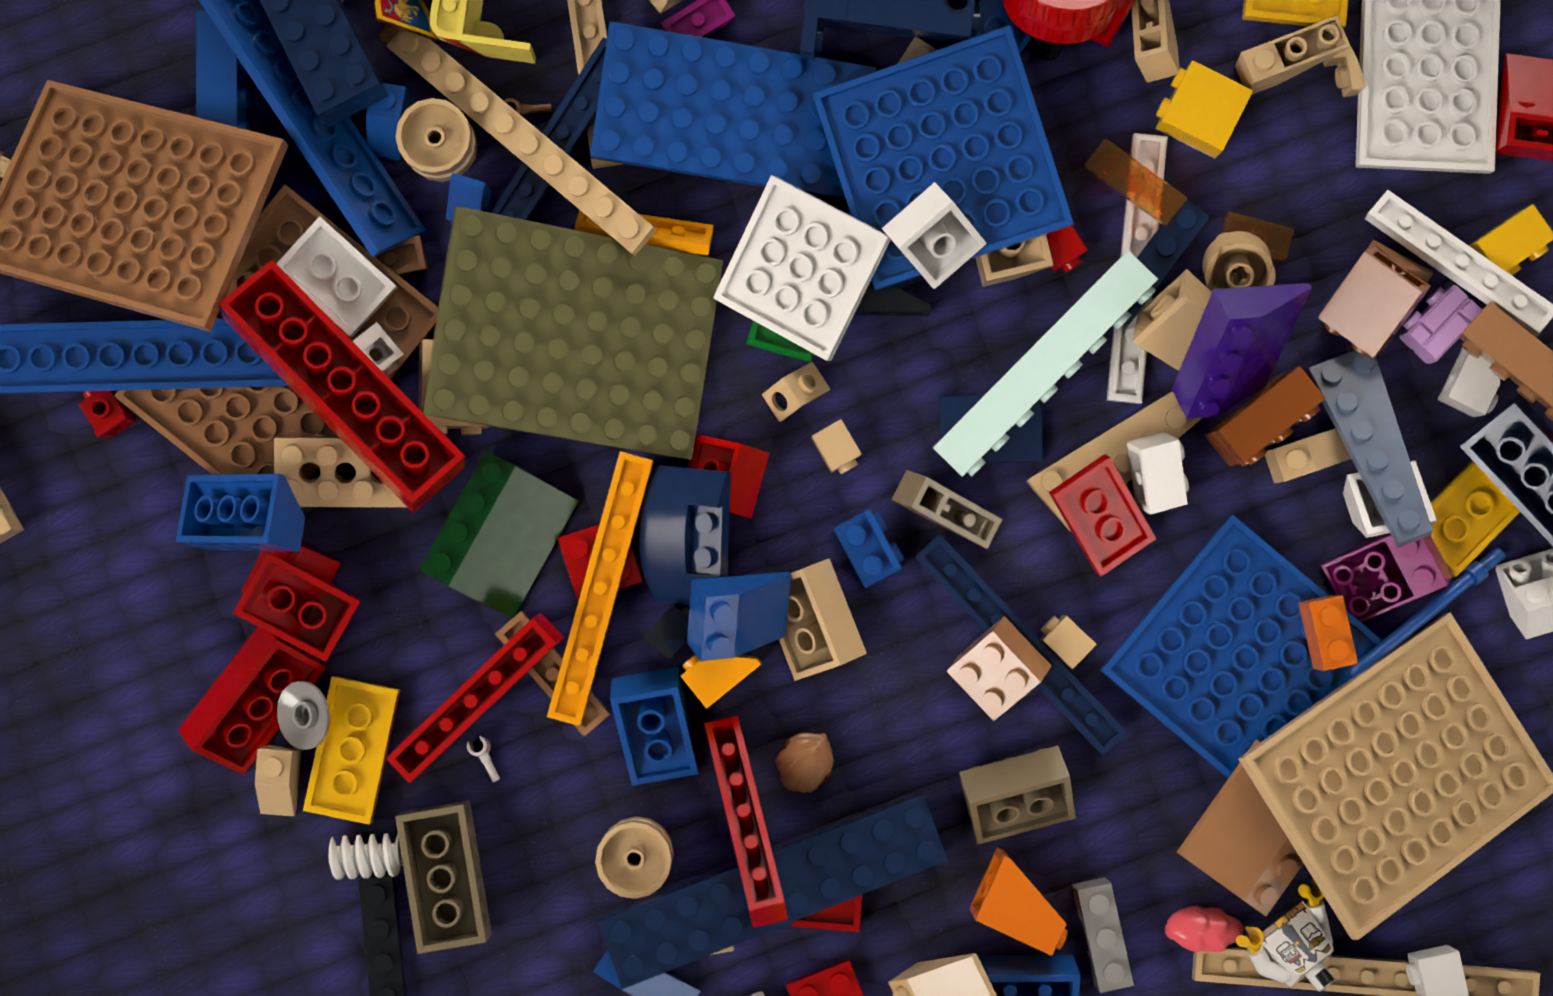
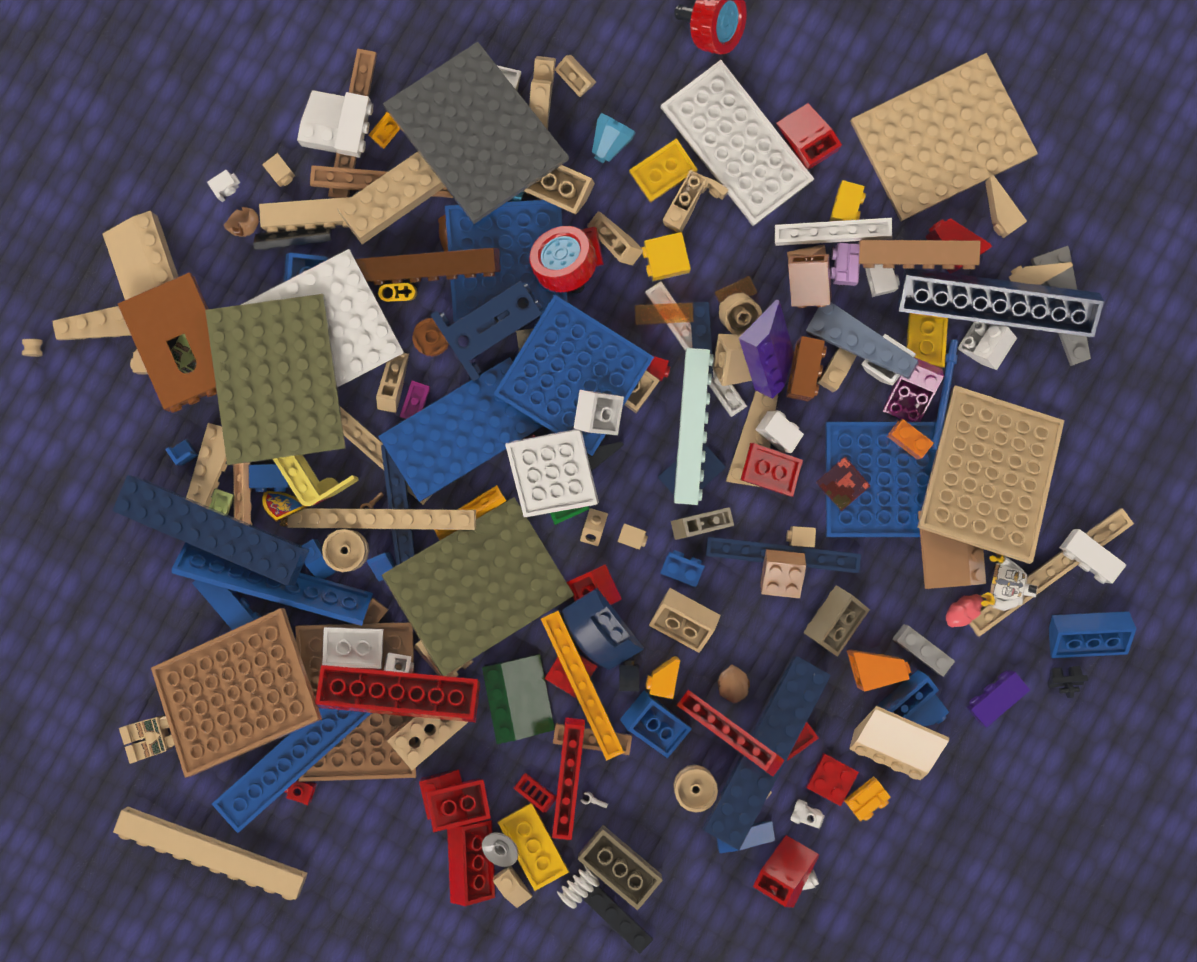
camera: 45 degrees left, 0 degrees up
(240, 513) = (399, 786): blue slope -> none
(421, 709) = (552, 797): none -> red slope
(737, 614) = (651, 646): blue slope -> none
(1184, 616) = (843, 483): none -> tile

